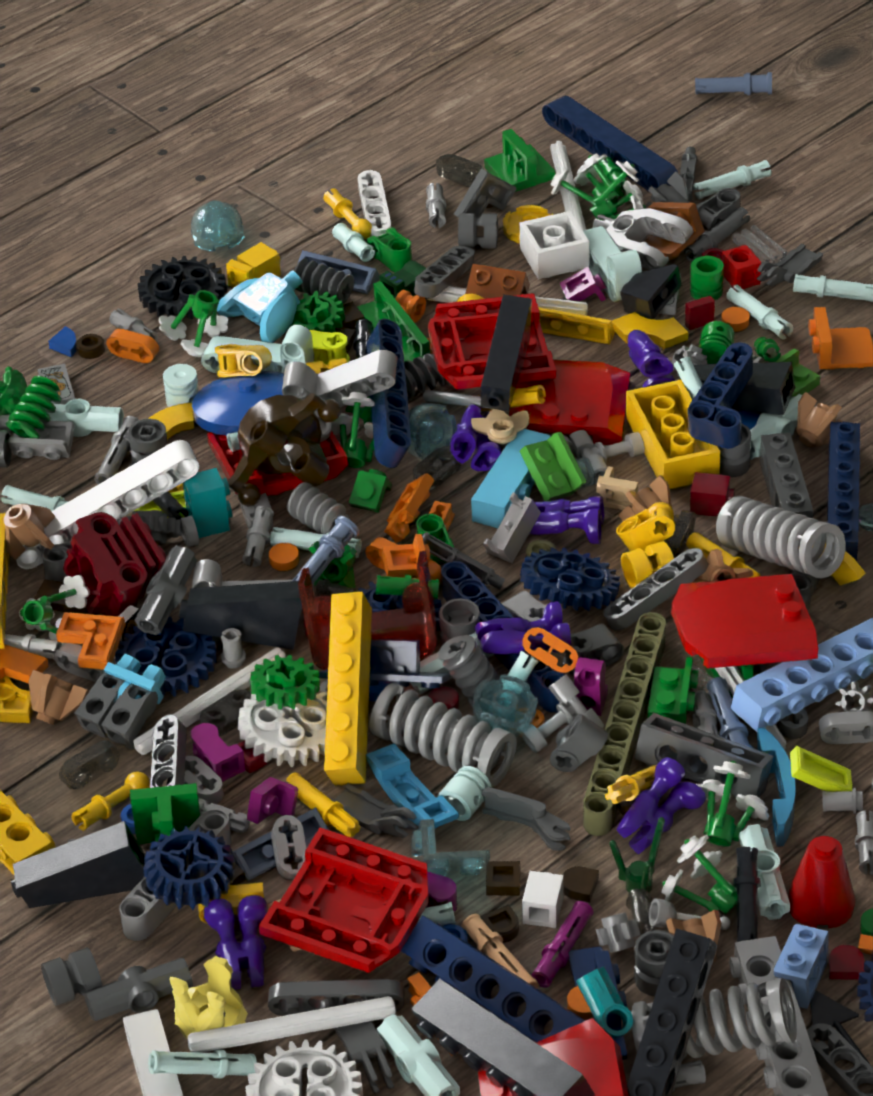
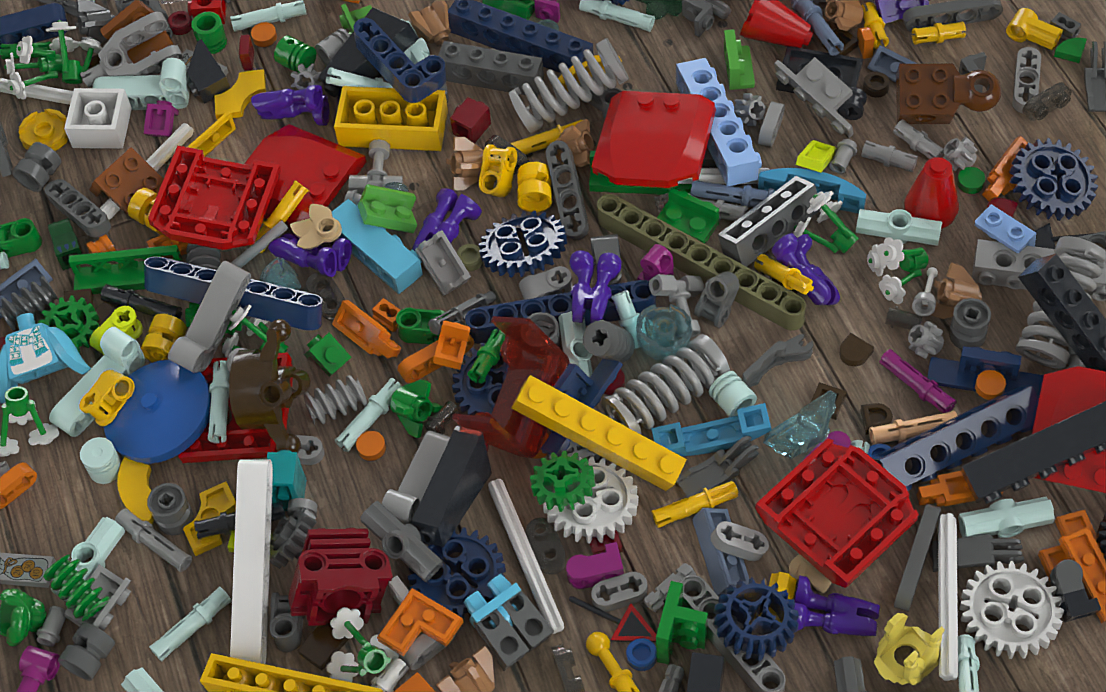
camera: 65 degrees left, 15 degrees up
(26, 527) = (255, 640): medium nougat brick -> none
(162, 745) = (607, 605): dark grey beam -> none
(232, 654) = (477, 518): light grey pin -> none
(258, 536) = (341, 455): light grey pin -> none
(270, 798) = (678, 539): magenta bracket -> none
(330, 547) = (415, 394): sand blue pin -> none
(506, 352) = (258, 185): black slope -> none
(542, 899) = (868, 378): white brick -> none
(554, 643) = (626, 281): orange beam -> none
(603, 1000) = (1028, 362): teal piece -> none
(614, 490) = (432, 181): tan bracket -> none
(639, 873) = (868, 306): dark green plant -> none
(747, 890) = (923, 238): black pin -> none
(767, 347) = (326, 23): green pin -> none

